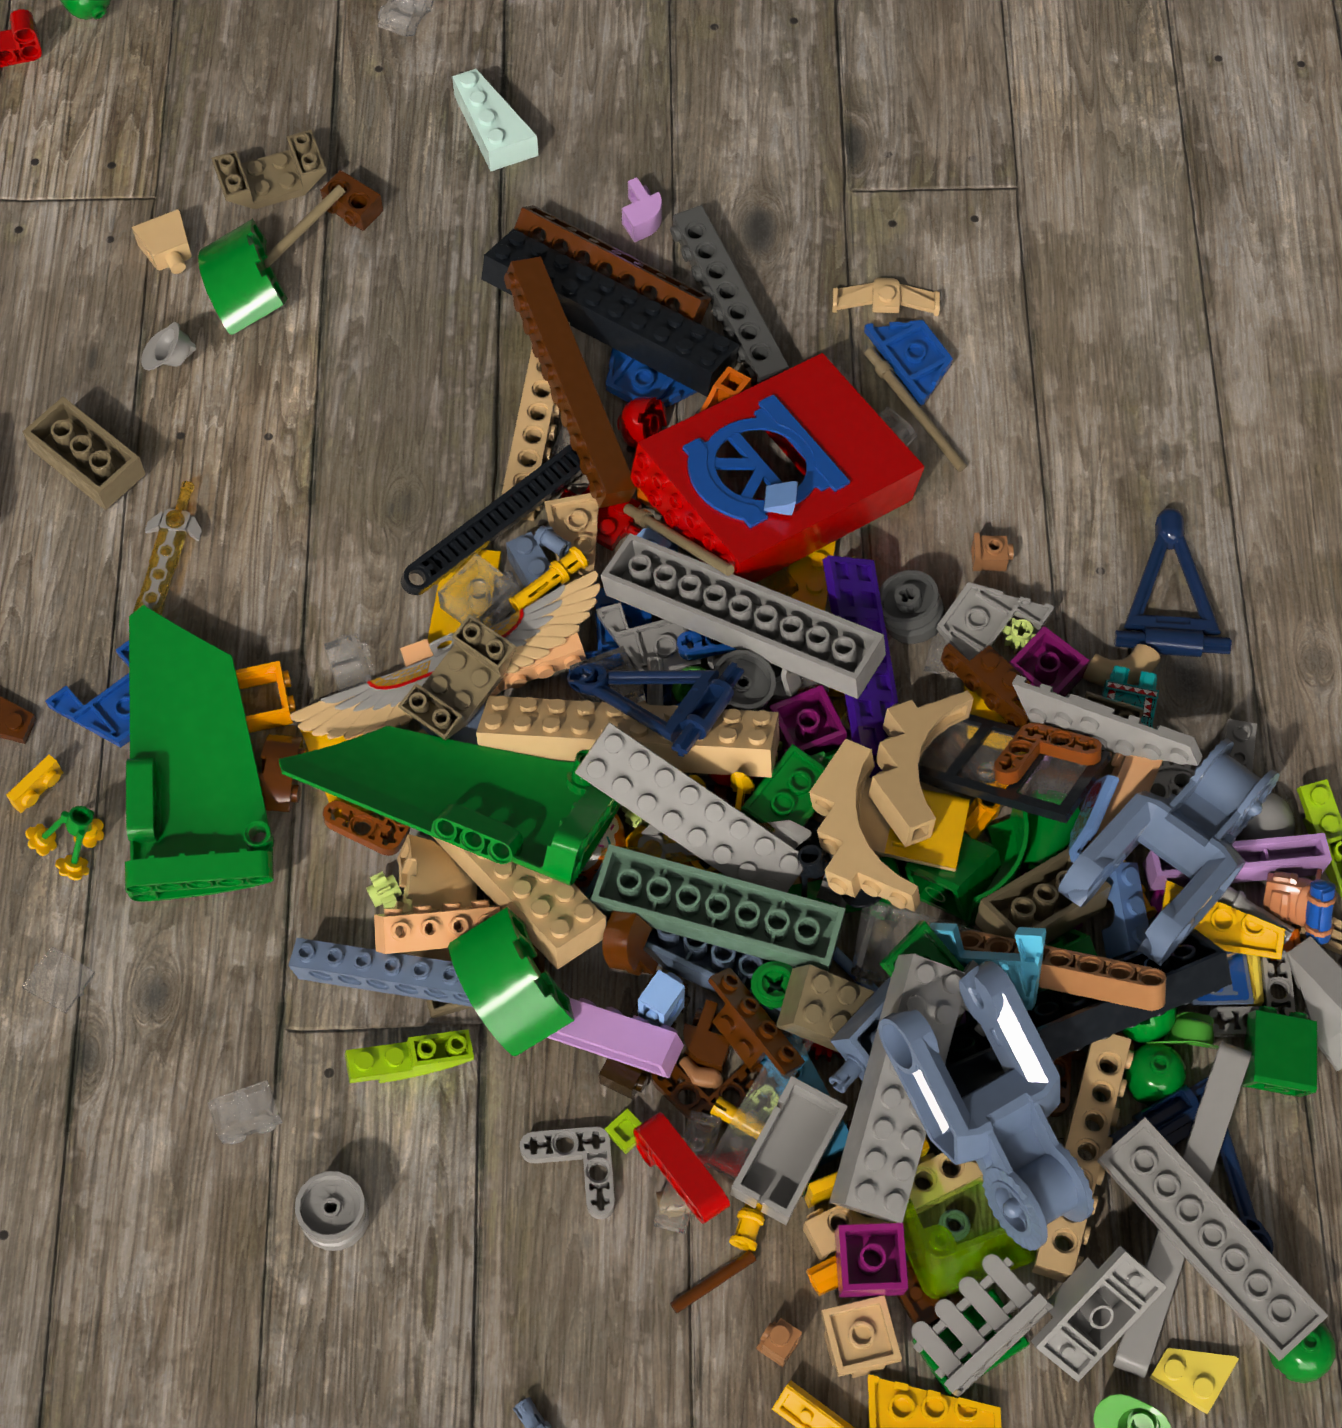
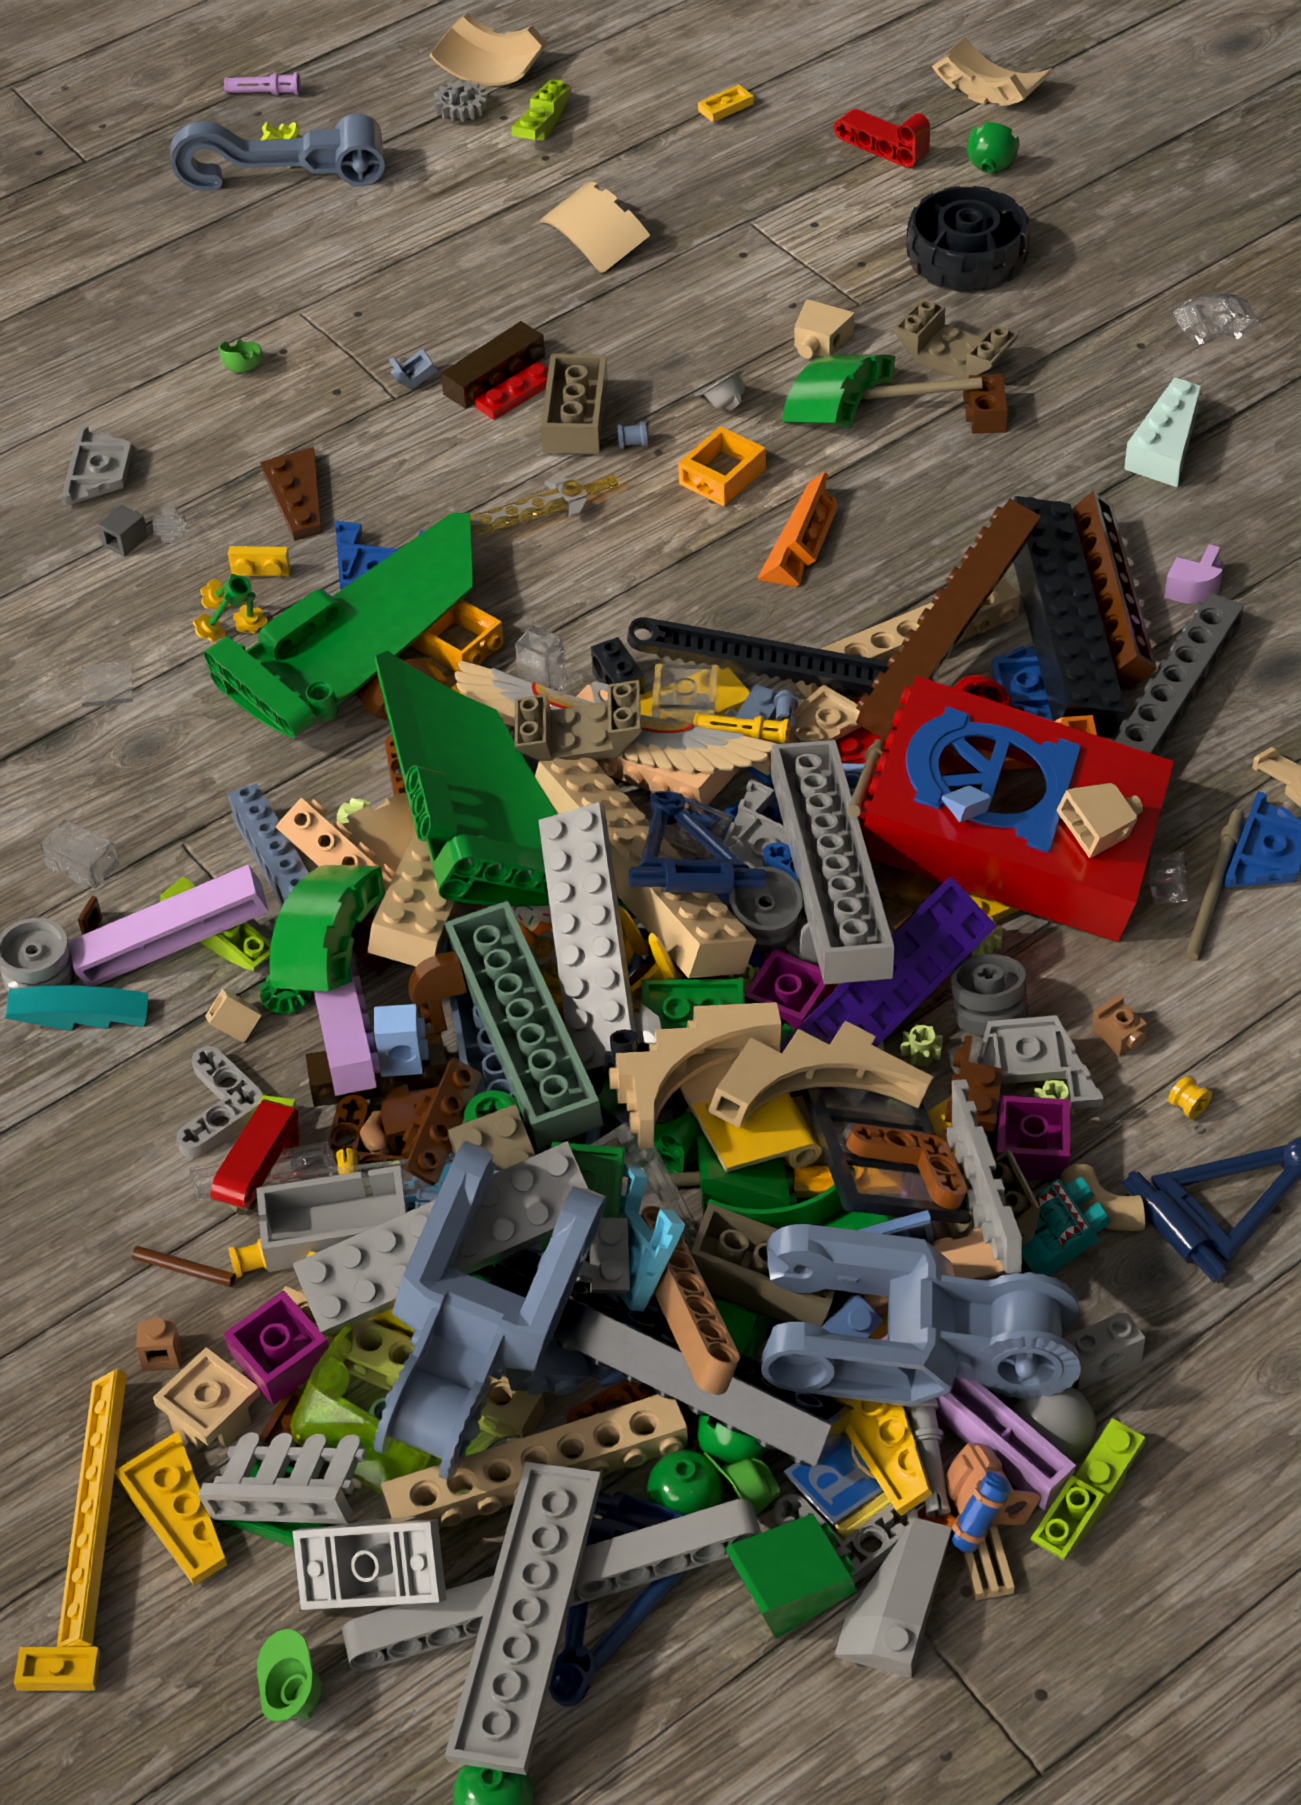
camera: 55 degrees right, 15 degrees down
(15, 481) = (513, 391): none -> red plate
(152, 440) = (632, 435): none -> sand blue bush
(171, 83) = (968, 238): none -> black wheel
(250, 427) = (722, 488): none -> light orange window
(311, 1145) = (90, 916): none -> reddish brown slope
(366, 407) = (802, 535): none -> orange wedge
(393, 1092) = (168, 926): none -> lavender brick
(399, 620) = (614, 664): none -> black brick
(401, 1208) = (84, 1005): none -> teal slope
(500, 1060) = (284, 1001): none -> green gear
(506, 1101) = (233, 1015): none -> tan panel
(852, 432) = (1099, 816): none -> tan torso
(911, 677) = (921, 1045): none -> yellowish green gear
(1080, 557) = (1190, 1097): none -> yellow wheel
(1194, 1375) = (390, 1715): light yellow wing -> none

